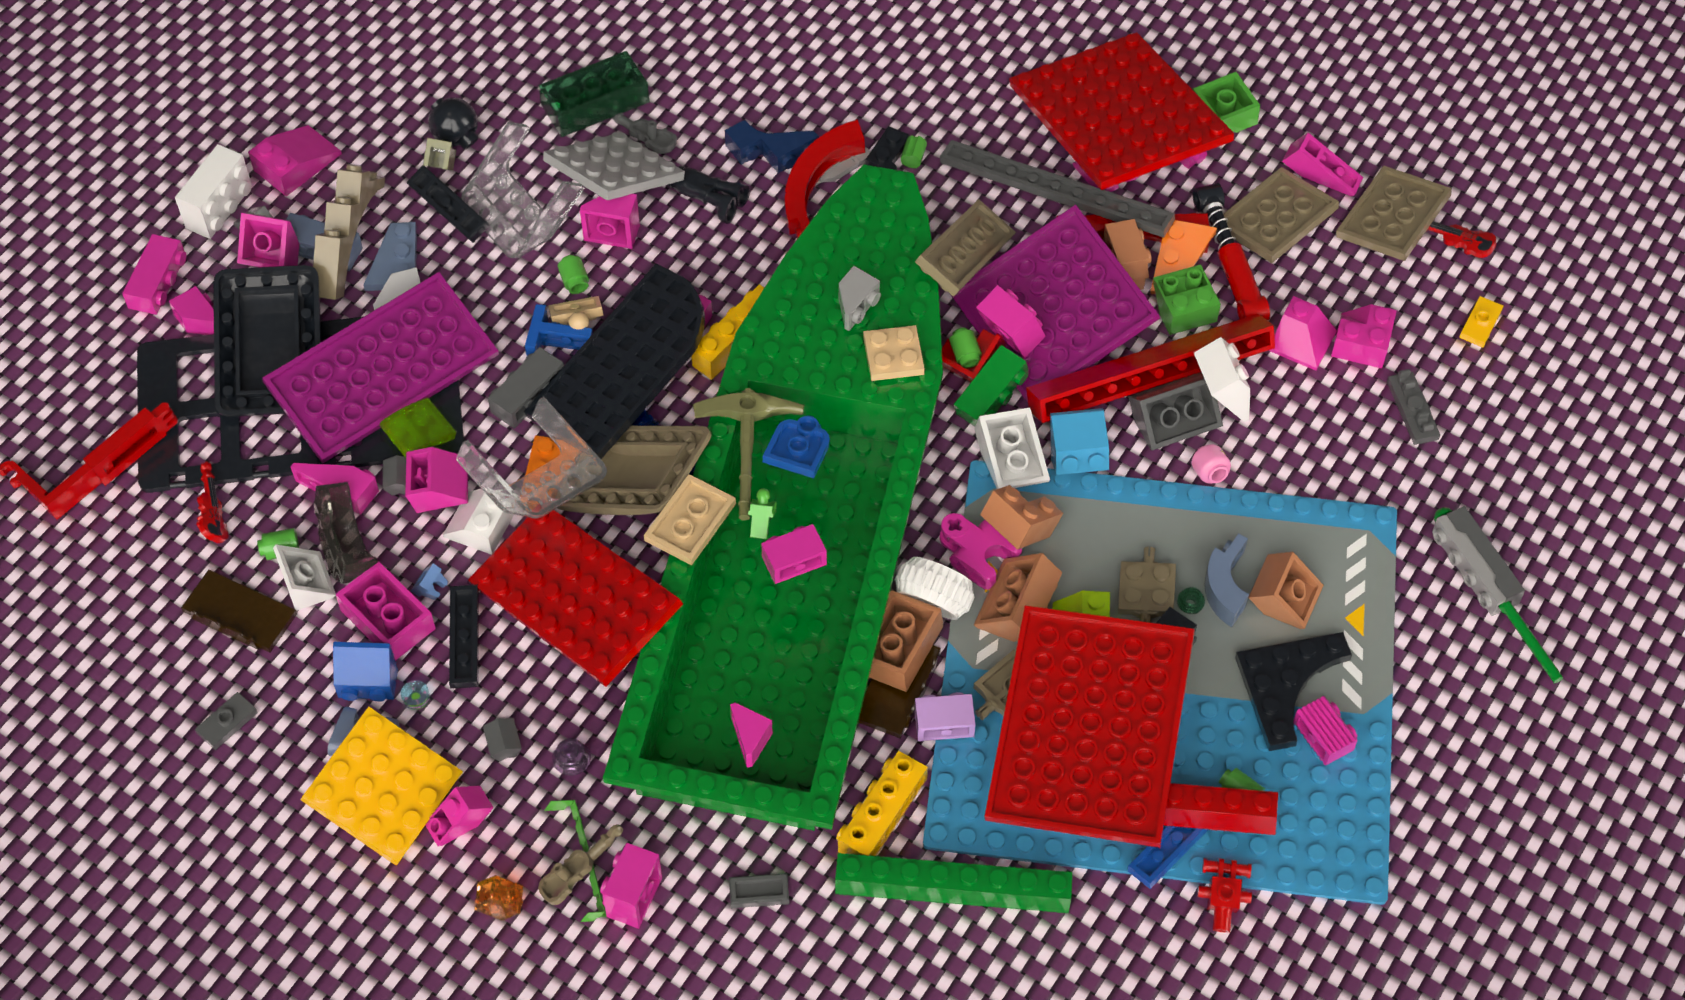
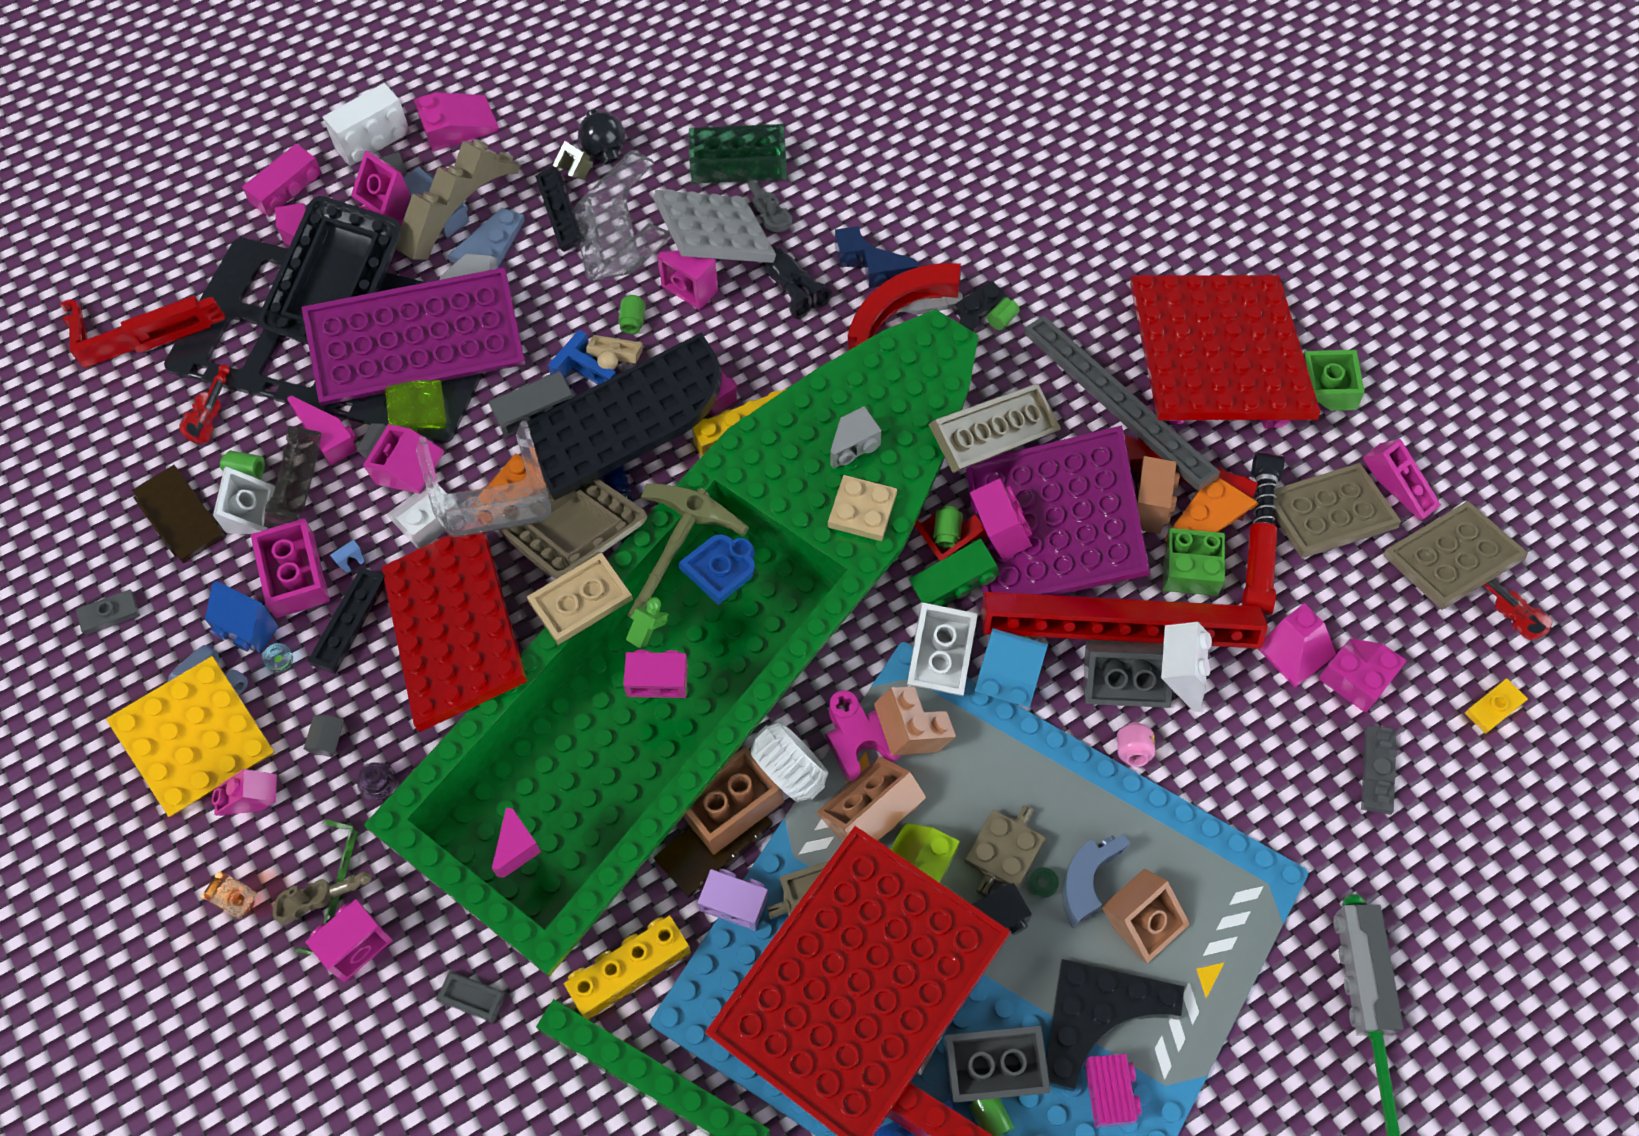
camera: 25 degrees right, 5 degrees up
(1226, 744) = (996, 1064): none -> dark grey slope

